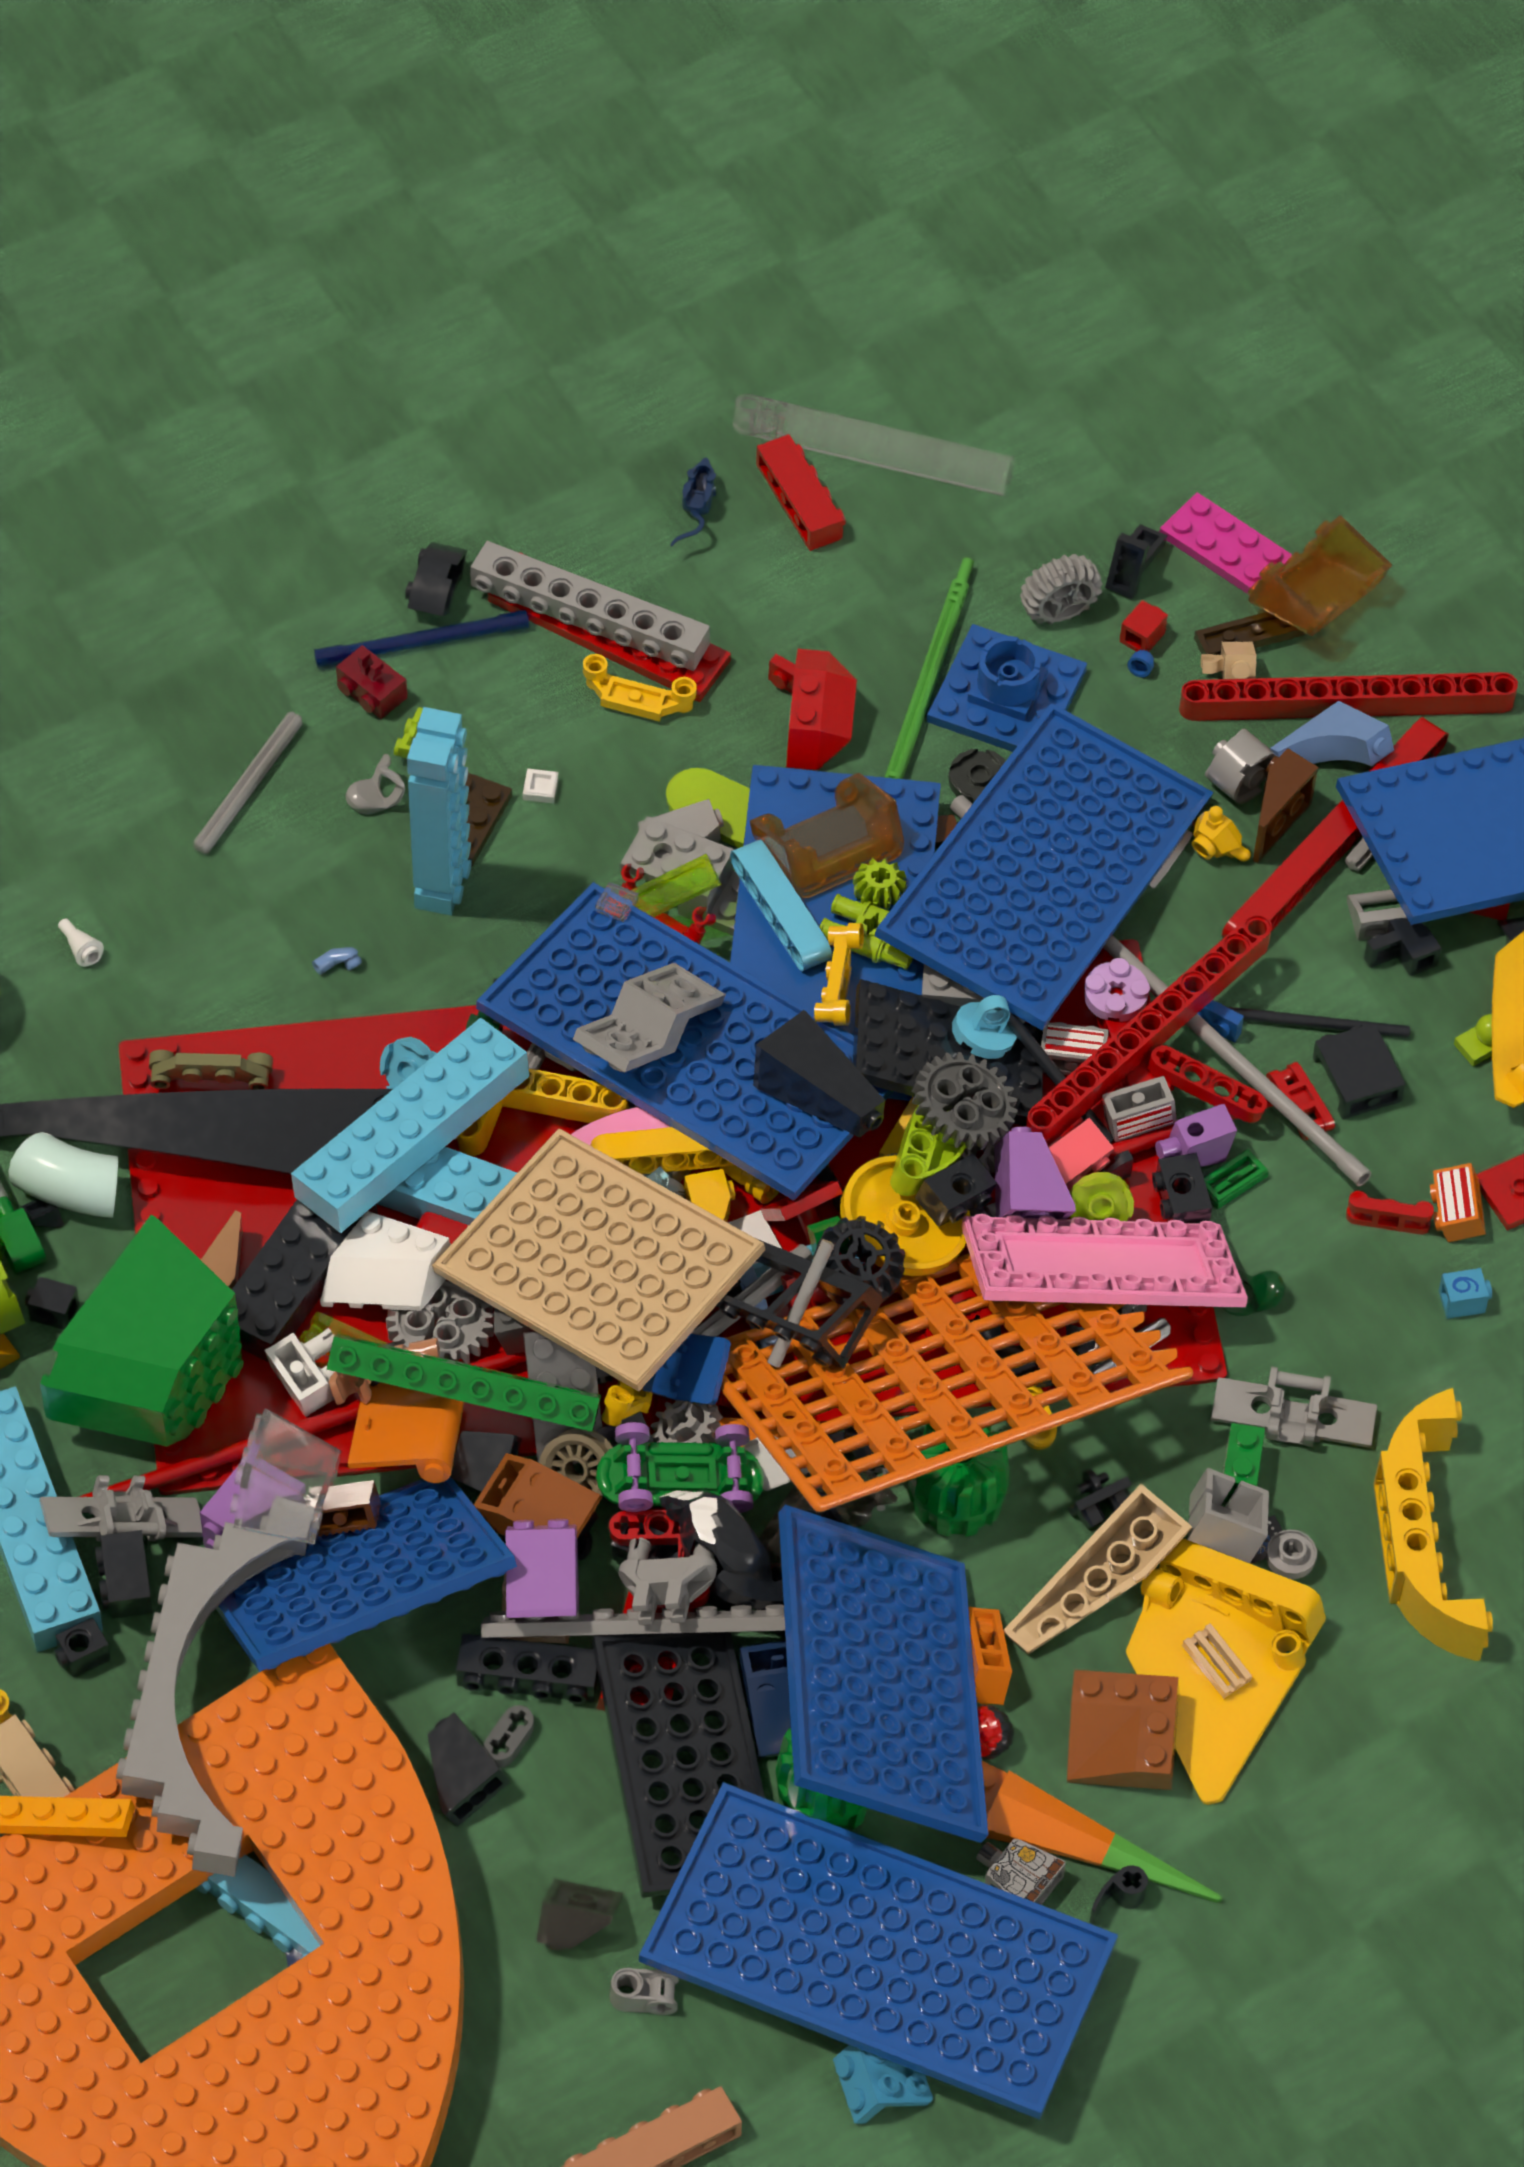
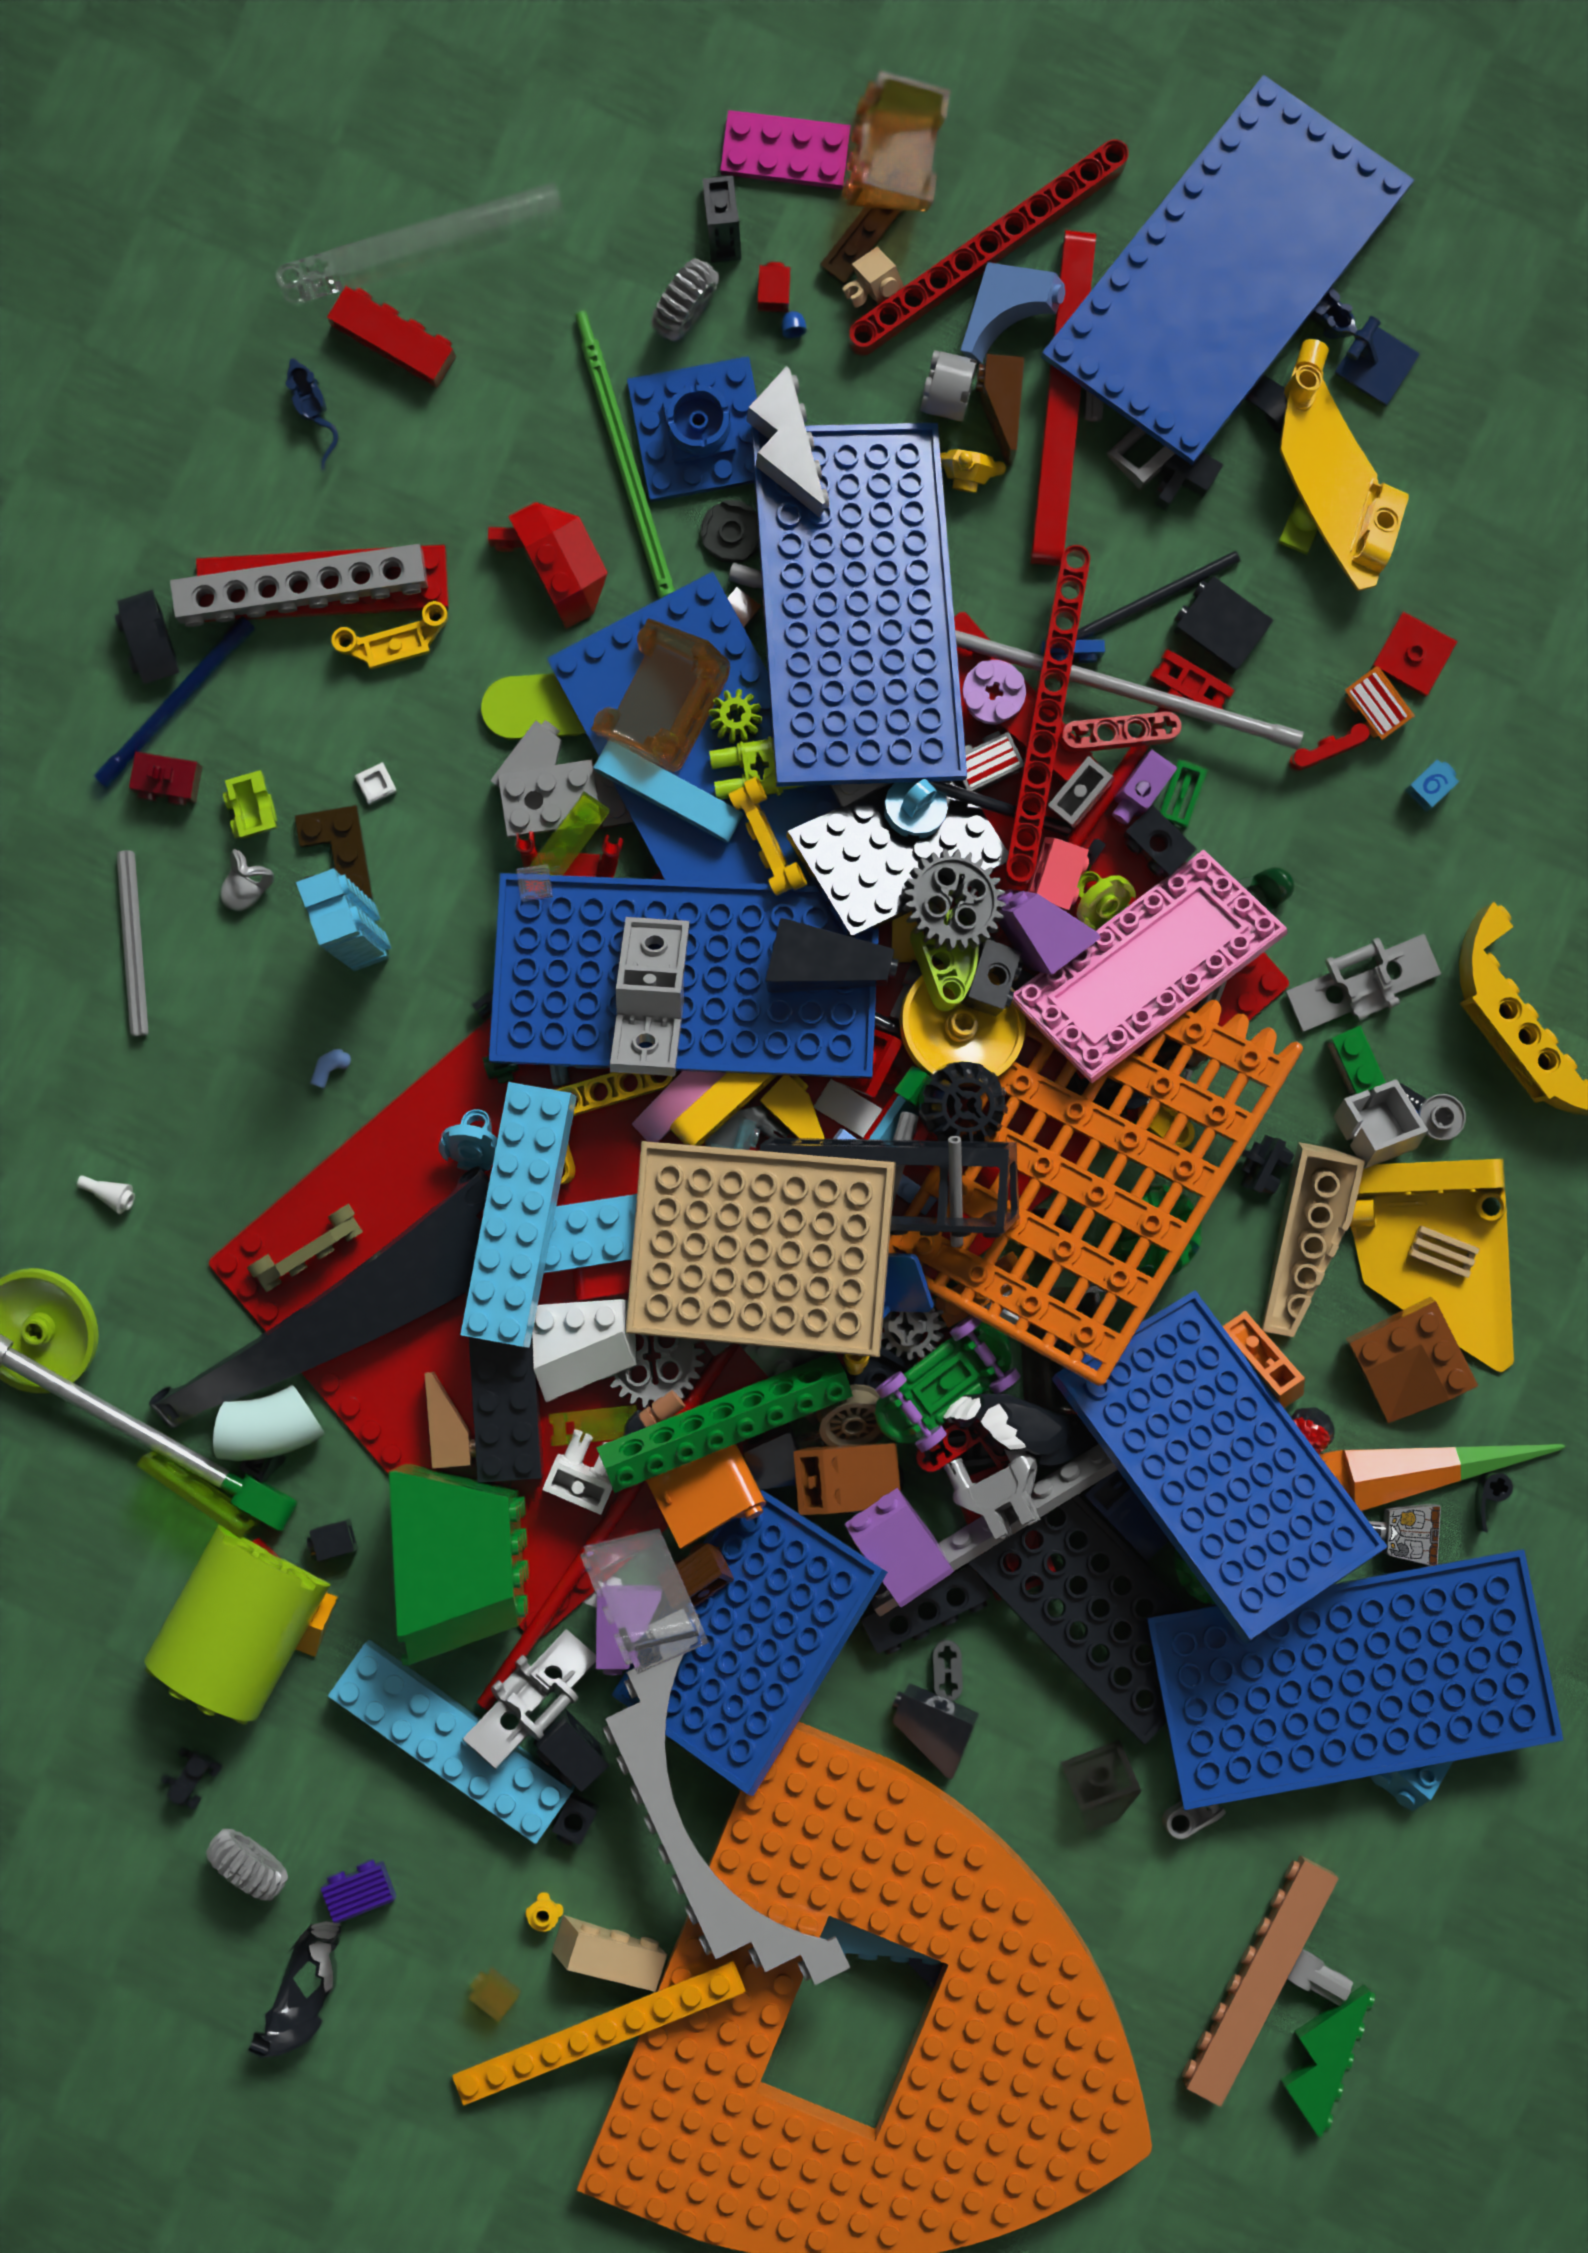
camera: 35 degrees left, 30 degrees up
(1069, 720) = (788, 453): none -> slope

